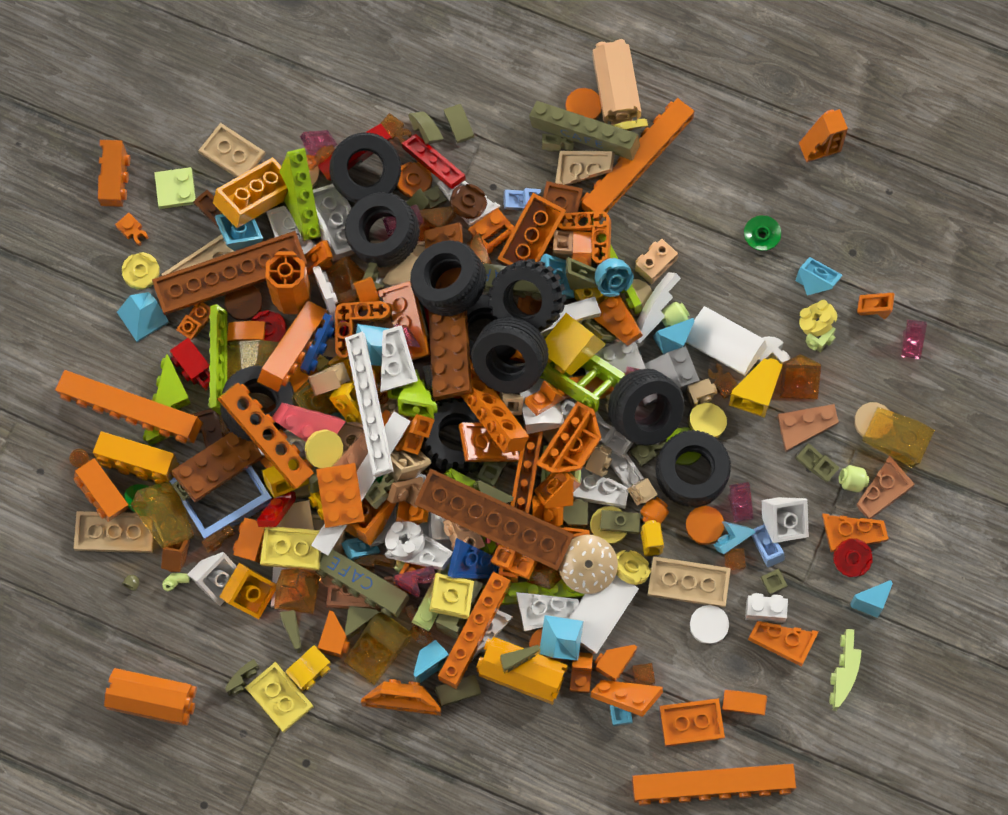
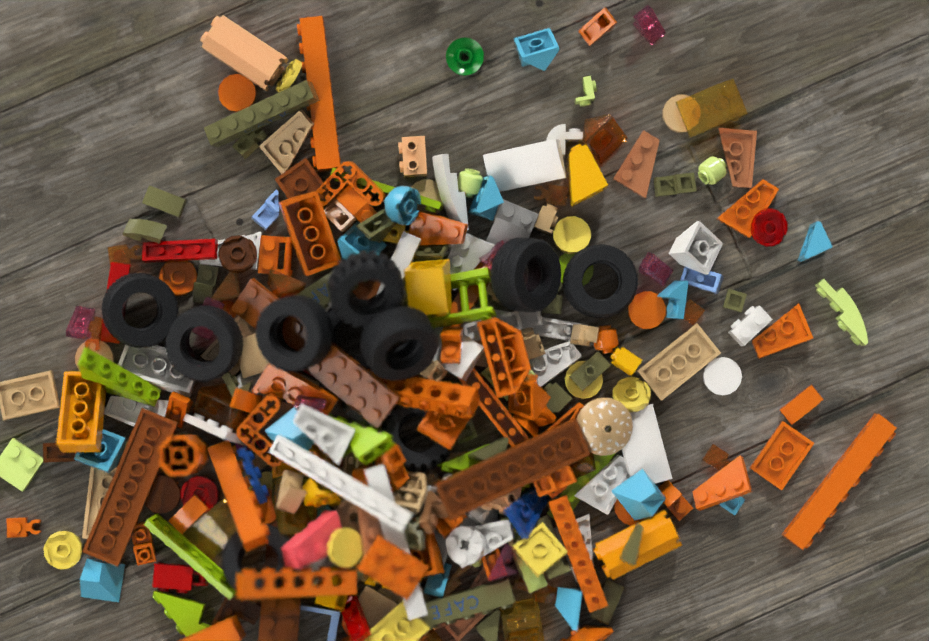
camera: 50 degrees left, 15 degrees up
(614, 661) = (689, 470): orange slope -> none
(821, 310) = (560, 80): light yellow plate -> none

